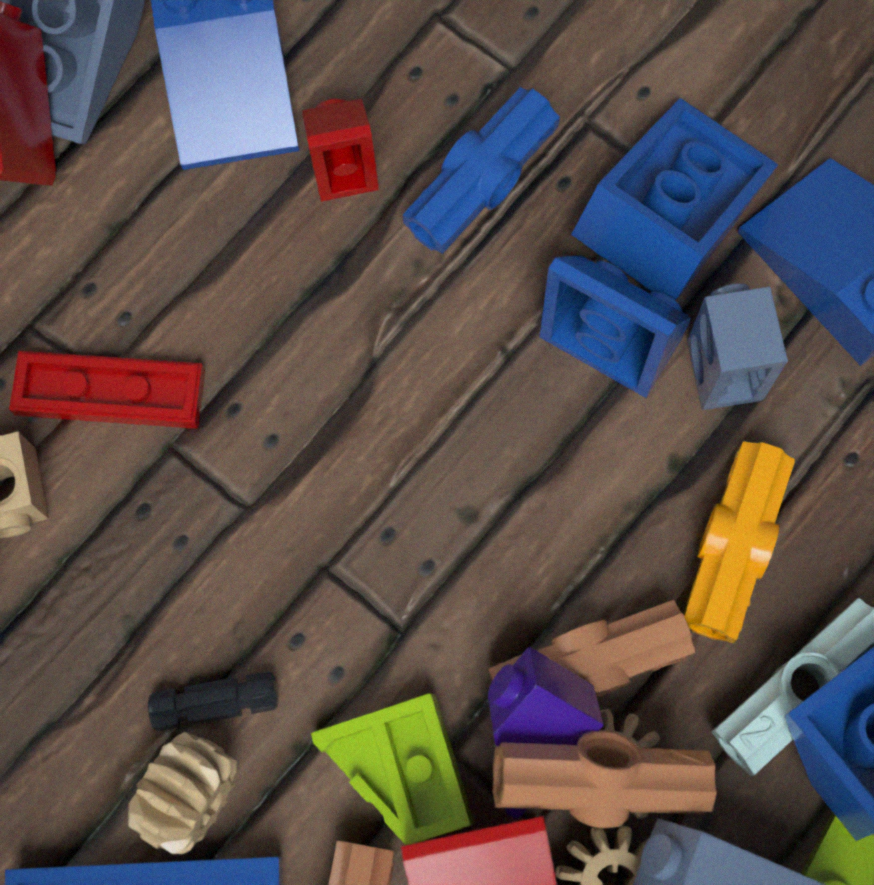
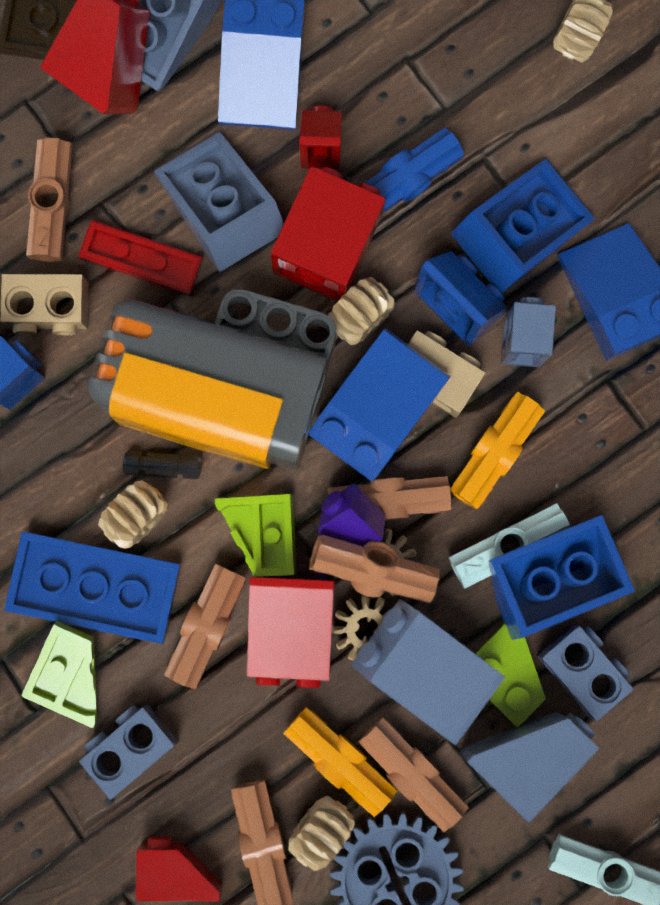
camera: 10 degrees right, 10 degrees up
(214, 275) = (221, 201): none -> sand blue slope
(268, 545) = (216, 385): none -> piece
(385, 277) = (327, 233): none -> red slope
(467, 379) = (361, 310): none -> tan gear
(535, 514) = (379, 405): none -> blue slope
(612, 445) = (462, 369): none -> tan brick

